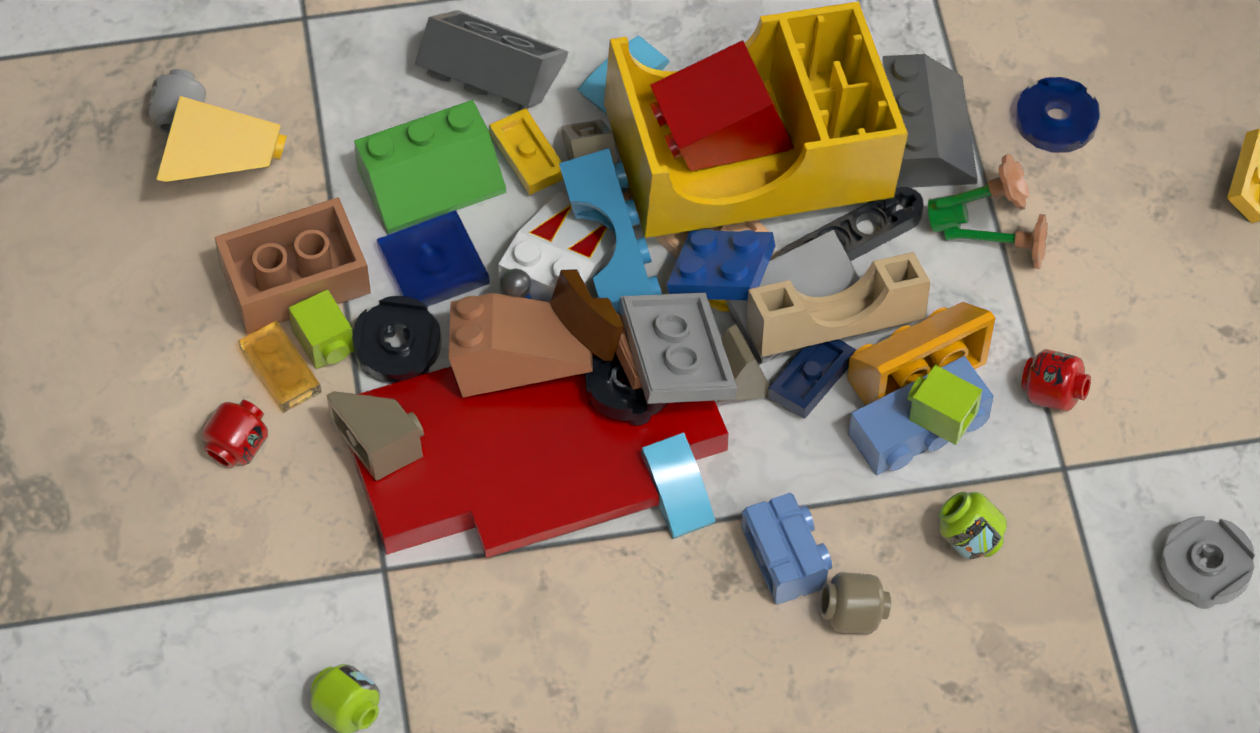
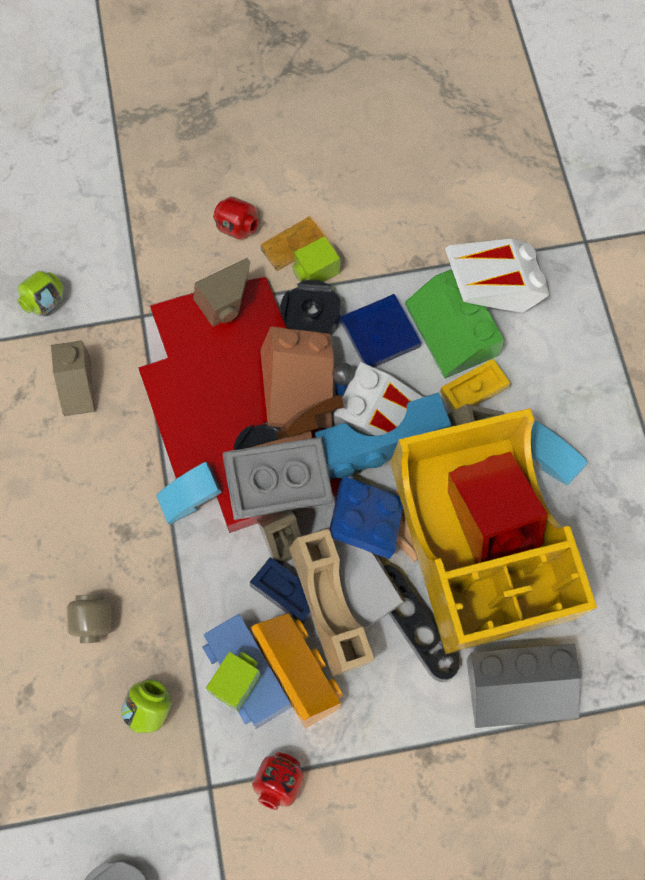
camera: 90 degrees right, 10 degrees up
(166, 94) = (496, 164): light grey head -> none
(217, 141) = (454, 180): yellow slope -> none
(290, 261) = (363, 238): nougat brick -> none
(372, 95) = (498, 274): none -> white slope
(489, 58) = (556, 358): dark grey slope -> none
(492, 643) = (73, 377): none -> dark tan slope
(785, 547) = (136, 569): medium blue brick -> none
(951, 211) = (439, 742): plant -> none
(1051, 133) = (527, 807): clear blue tile -> none

